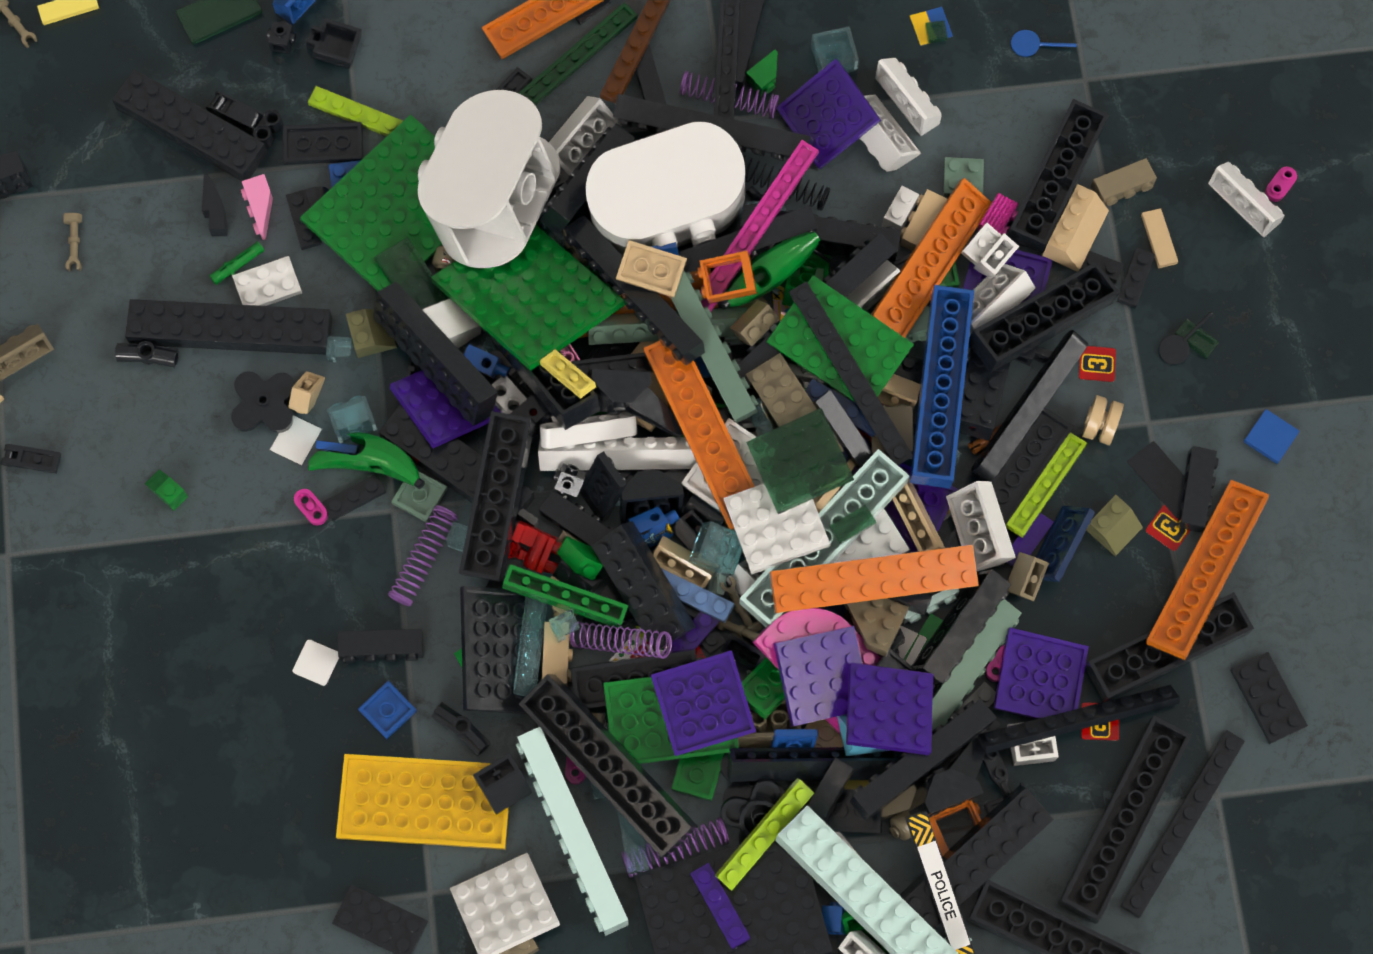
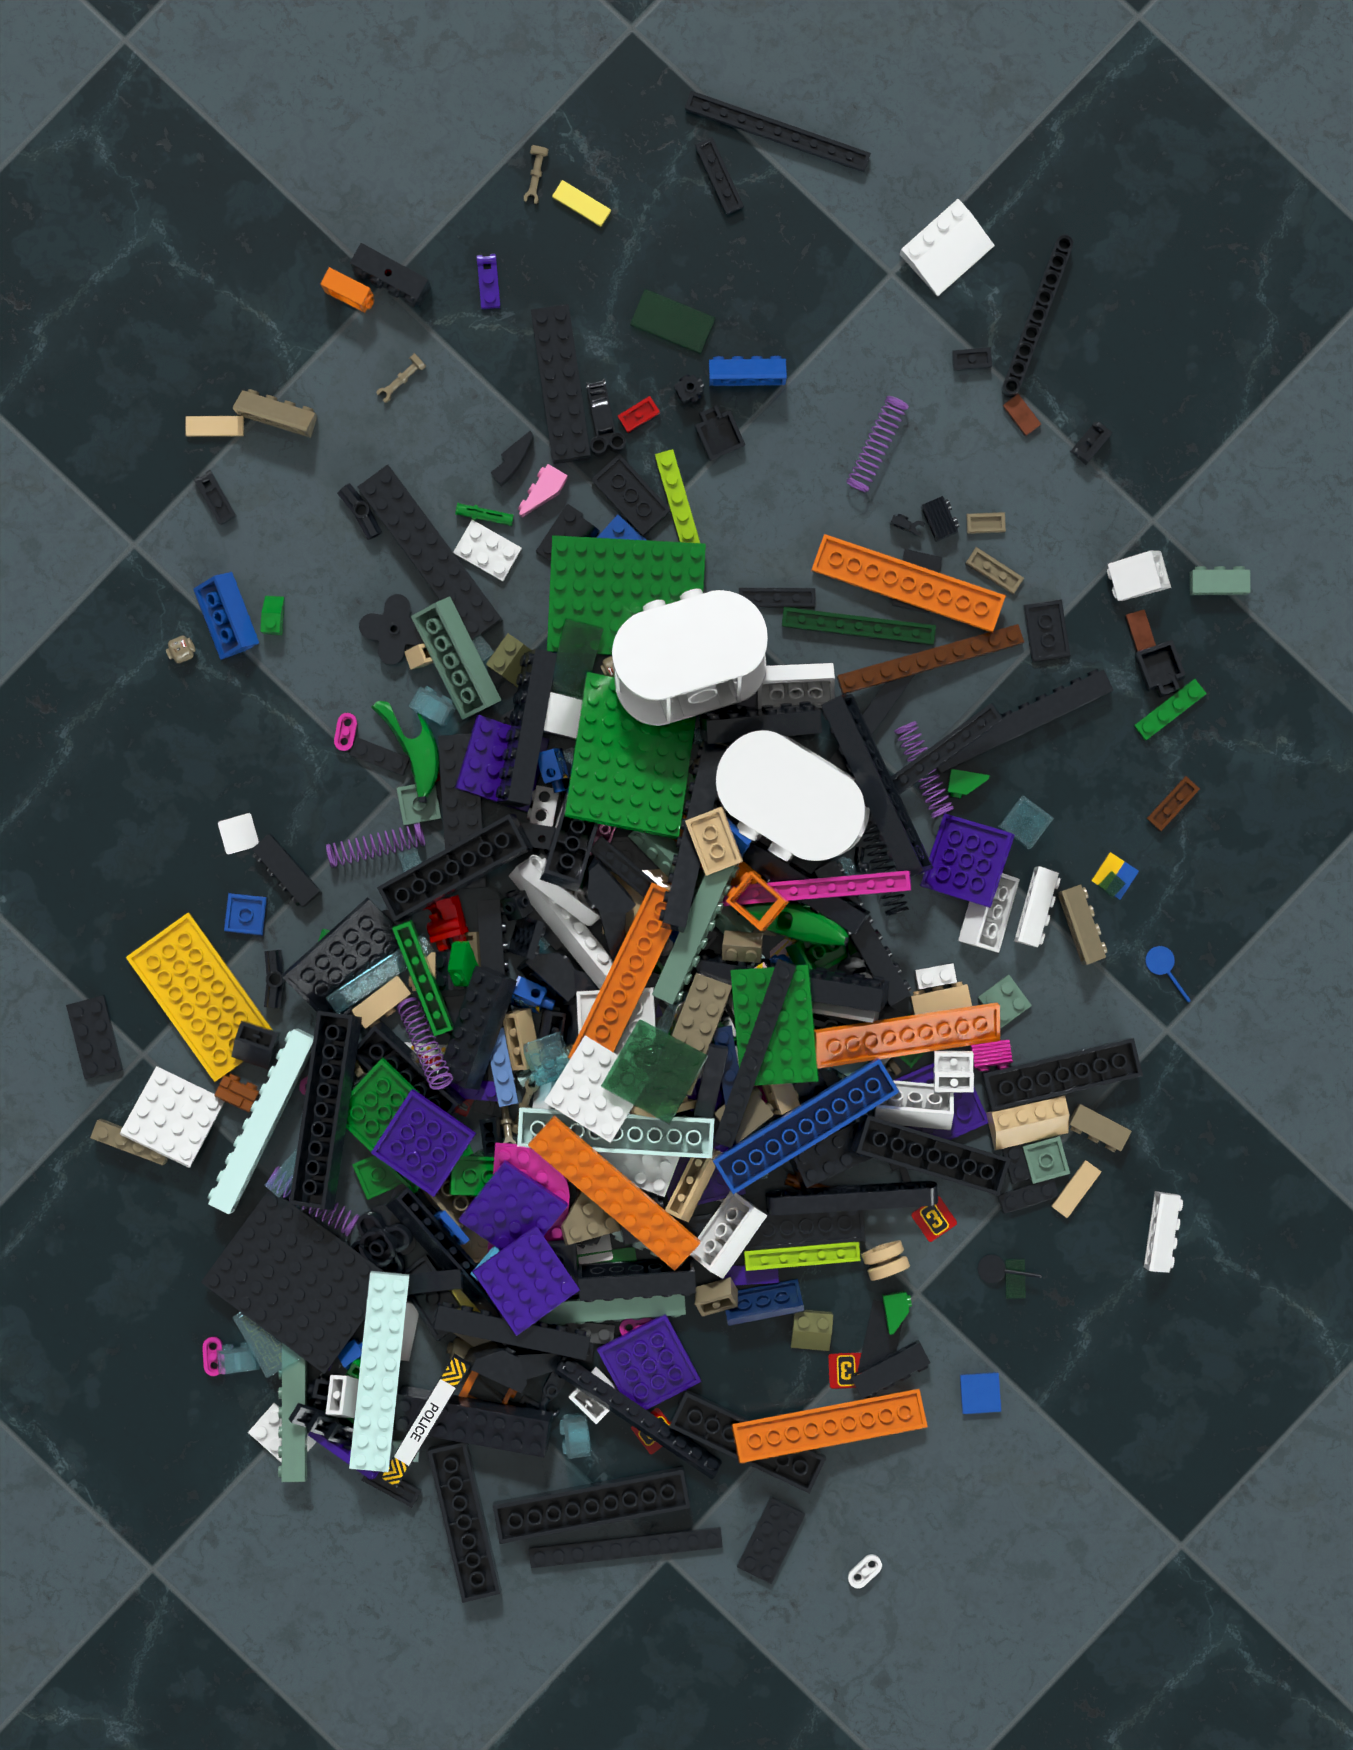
camera: 55 degrees right, 15 degrees up
(62, 120) = (488, 282): none -> dark purple plate
(125, 583) = (180, 649): none -> dark tan head
(131, 525) = (226, 615): none -> blue slope
(266, 89) = (638, 414): none -> red plate
(296, 441) = (387, 678): white sticker -> none
(329, 367) = (455, 657): none -> sand green brick
(333, 446) = (402, 708): blue plate -> none
(528, 518) = (465, 898): dark grey tile -> none
(530, 836) = (237, 1092): none -> dark orange brick
(563, 625) = (402, 994): clear light blue panel -> none
(567, 373) = (581, 847): light yellow tile -> none
(720, 906) = (293, 1269): dark purple plate -> none
(764, 834) = (367, 1260): lime plate -> none
(853, 524) = (640, 1147): clear green tile -> none
(949, 74) = (1081, 924): none -> dark tan slope
(1054, 783) = (577, 1435): none -> clear light blue brick
(1117, 241) = (1046, 1159): none -> sand green plate
(1150, 447) = (896, 1309): none -> green slope
(1282, 183) = (1200, 1247): dark pink plate -> none
(1354, 641) = (865, 1571): none -> white plate

